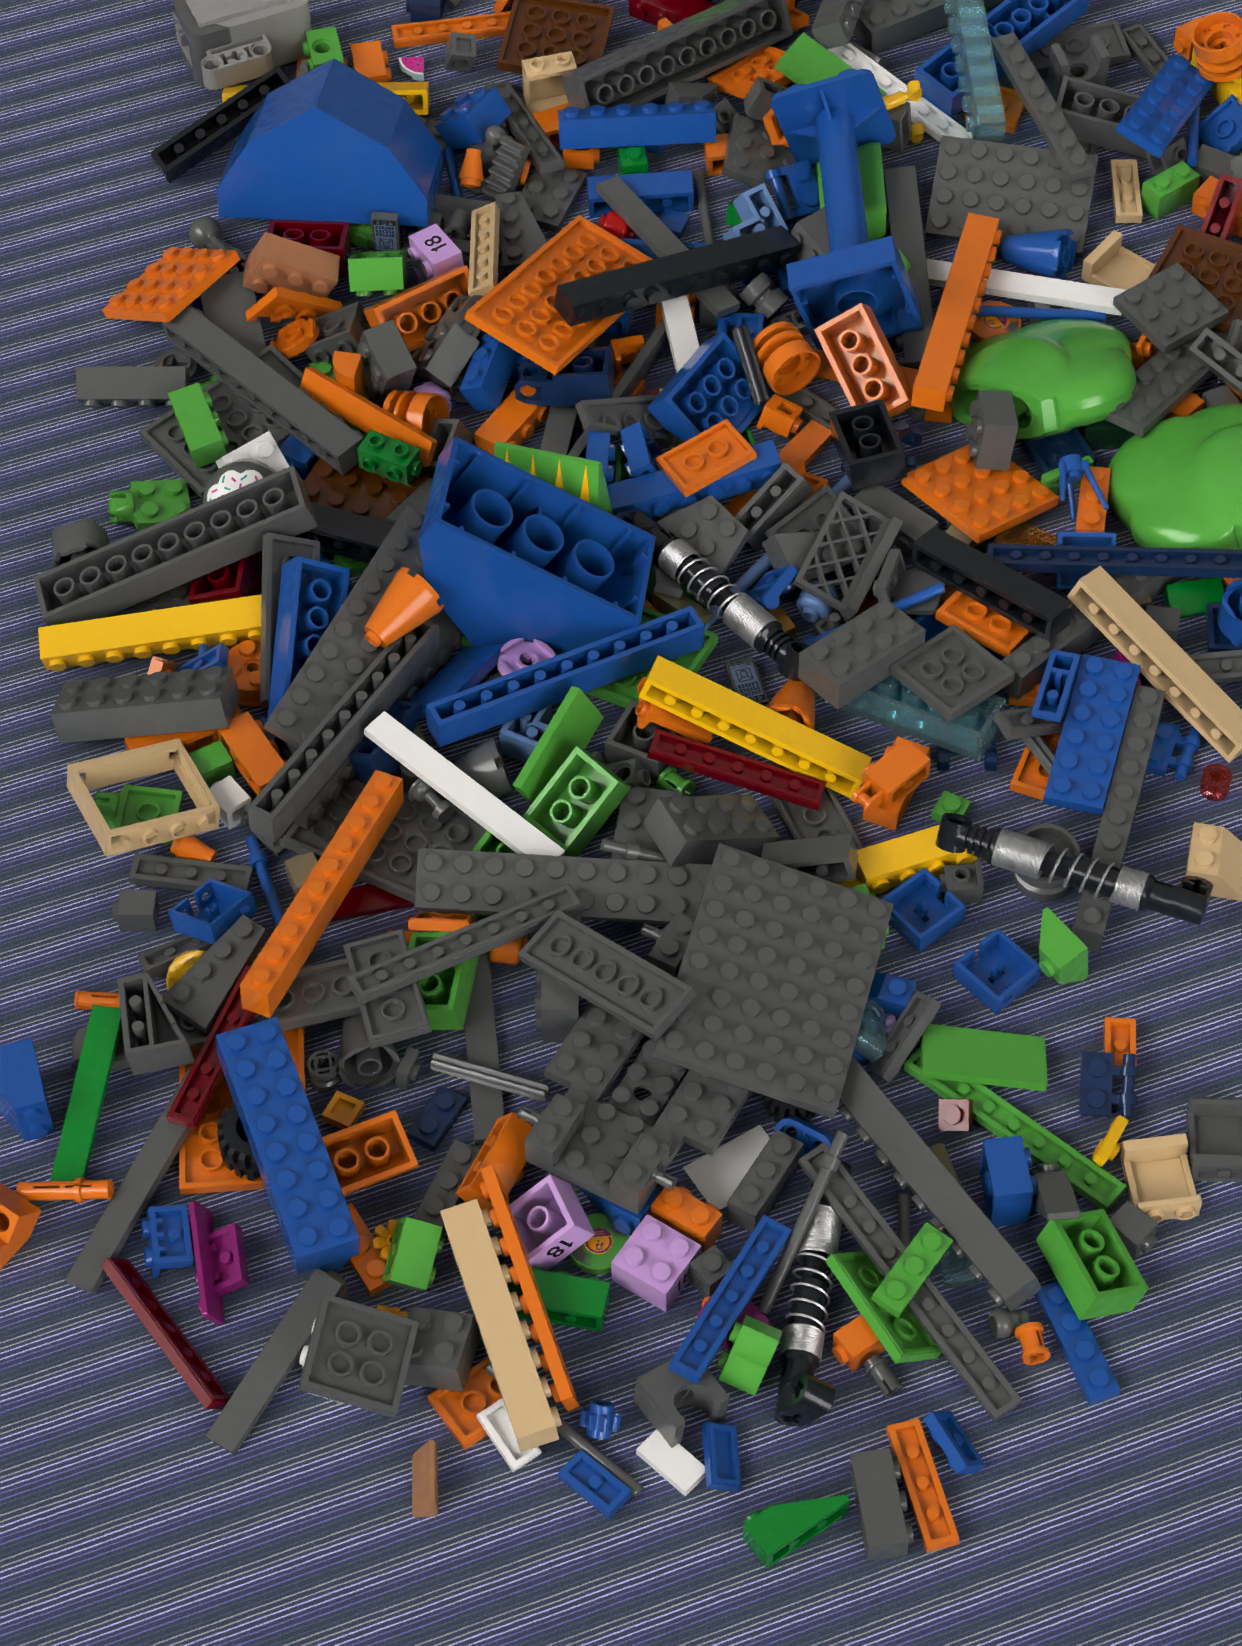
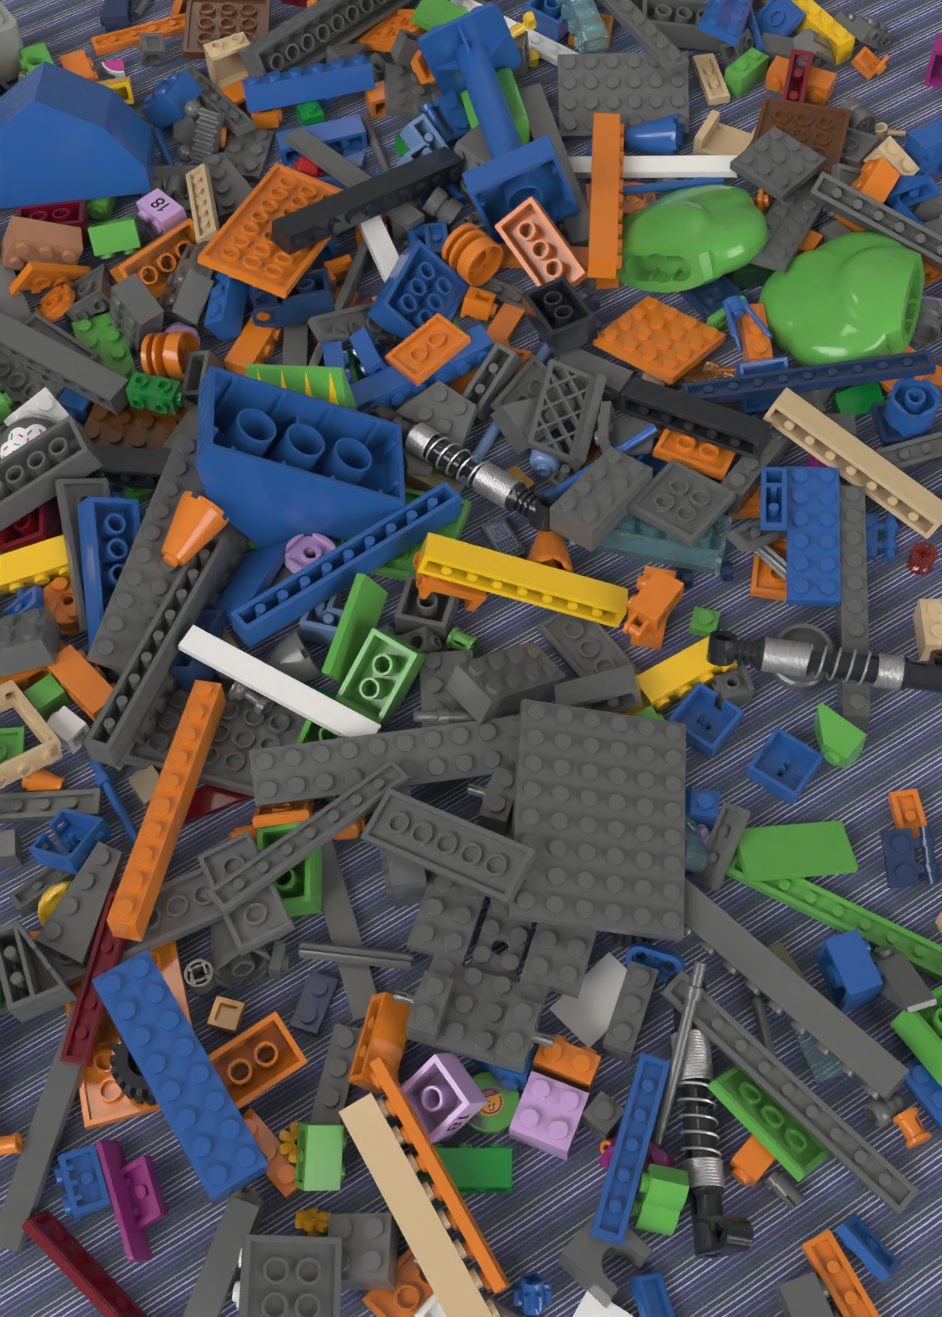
camera: 10 degrees left, 5 degrees up
(349, 371) = (108, 332): orange brick -> none
(364, 413) = (126, 358): orange tile -> none
(385, 231) = (116, 201): tile -> none
(471, 171) = (179, 142): orange cone -> none
(736, 769) = (514, 620): dark red tile -> none
(751, 365) = (446, 264): black axle -> none
(772, 585) = (507, 451): blue plate -> none
(911, 1270) = (791, 1083): bright green plate -> none
(955, 1115) = (783, 911): plate -> none
(992, 429) = (661, 286): dark grey brick -> none
(1109, 1146) = (927, 918): yellow plate -> none

